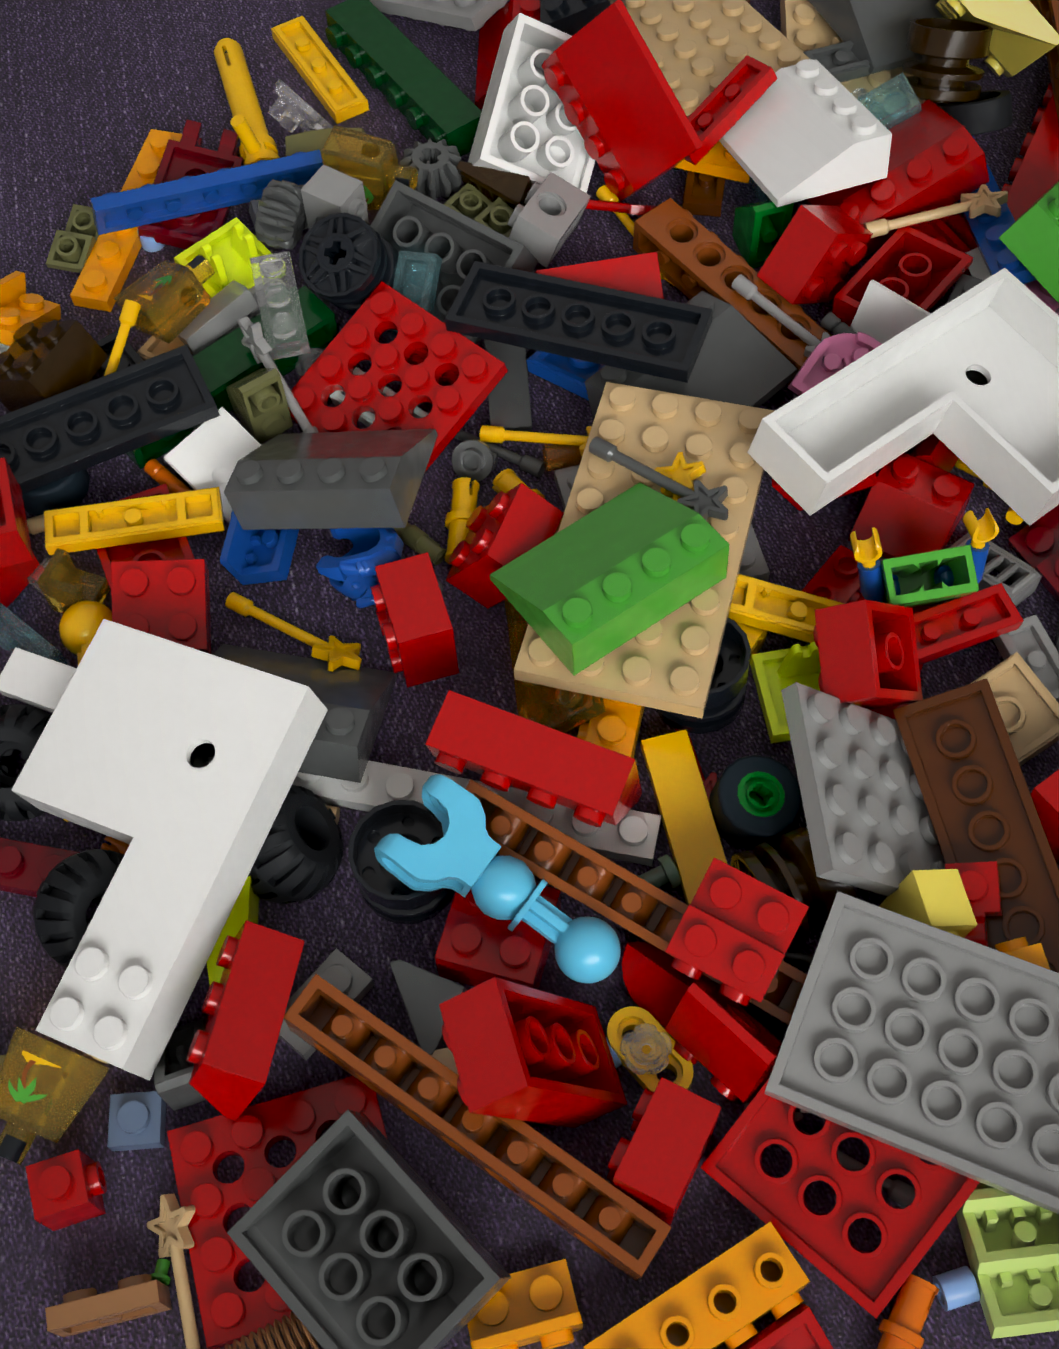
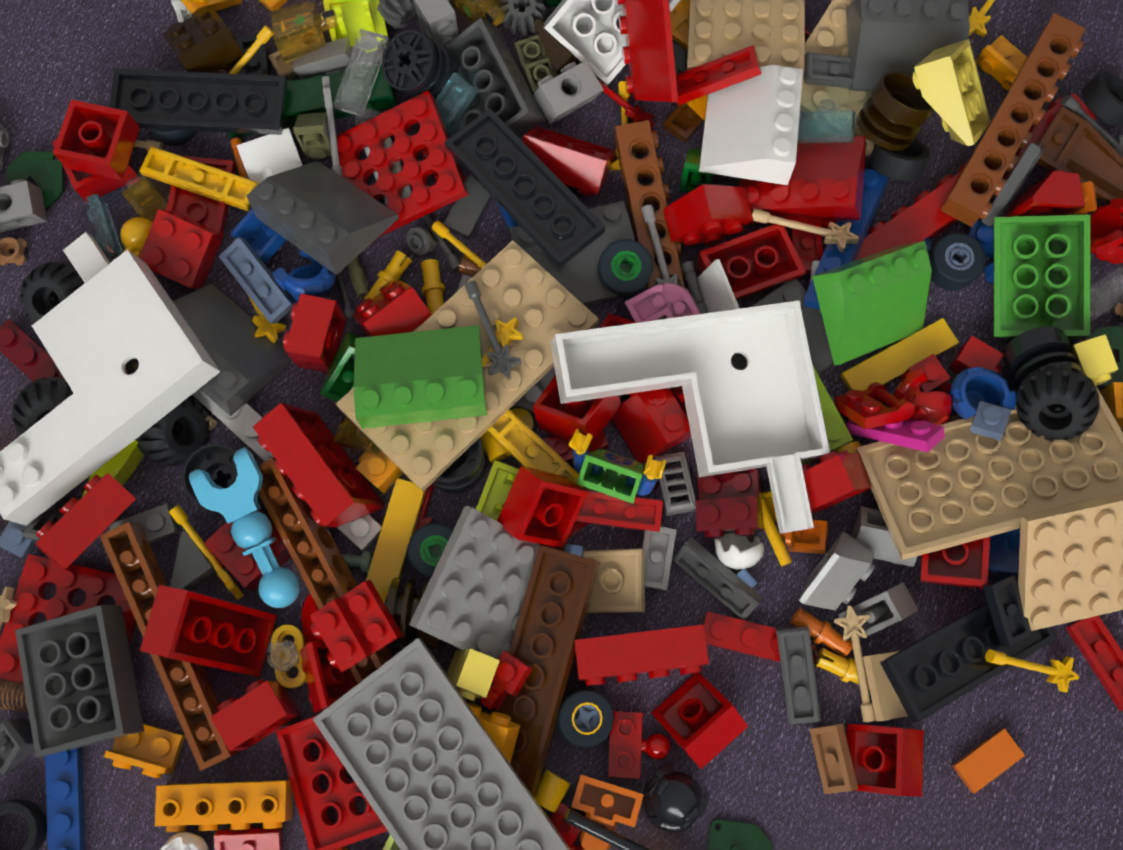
camera: 30 degrees right, 15 degrees up
(291, 600) = (257, 280): none -> sand blue plate
(381, 942) = (182, 519): none -> yellow piece
(486, 643) = (341, 371): none -> green slope
(762, 349) = (615, 271): none -> black wheel
(811, 546) = (563, 419): none -> red brick

